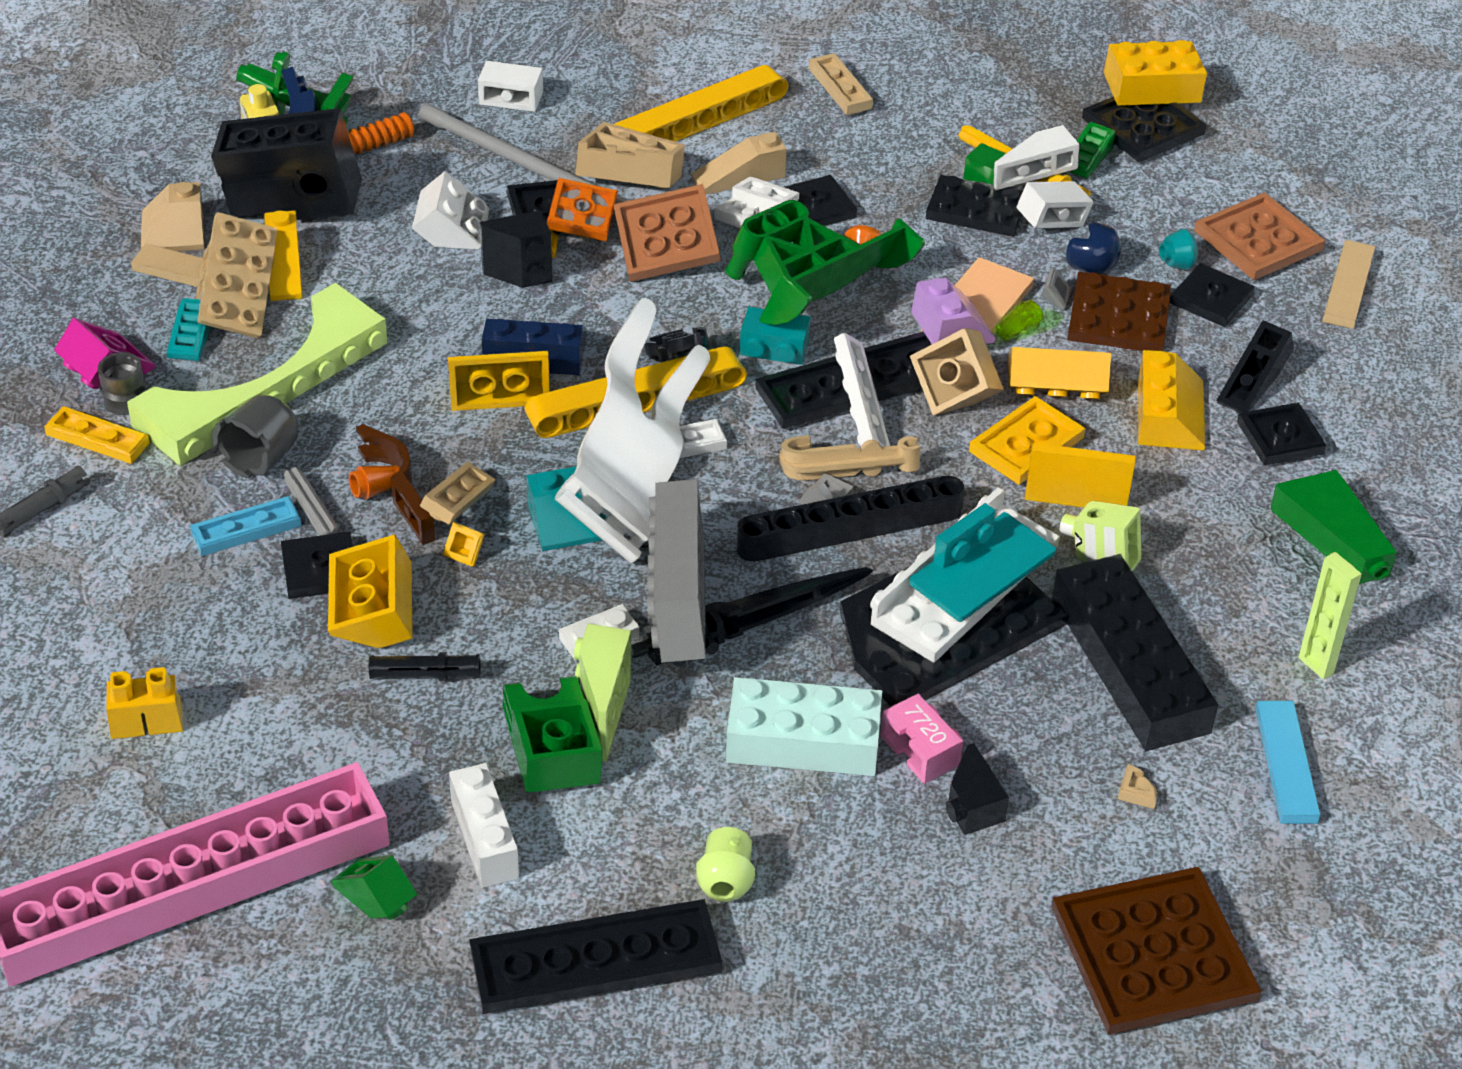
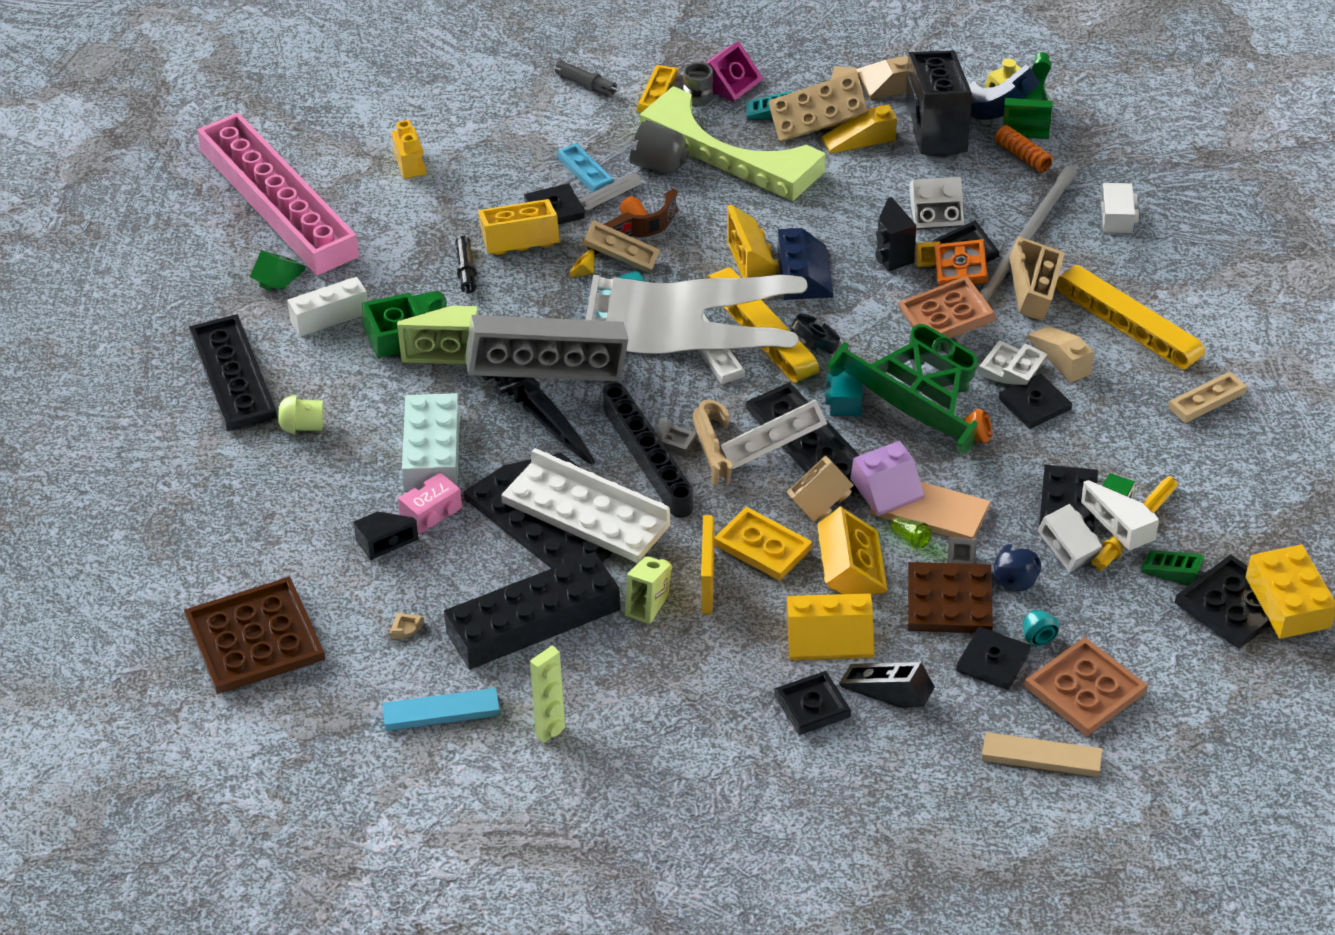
camera: 85 degrees right, 0 degrees up
(979, 561) = (584, 500): teal bracket -> none
(1335, 521) = (701, 735): green slope -> none

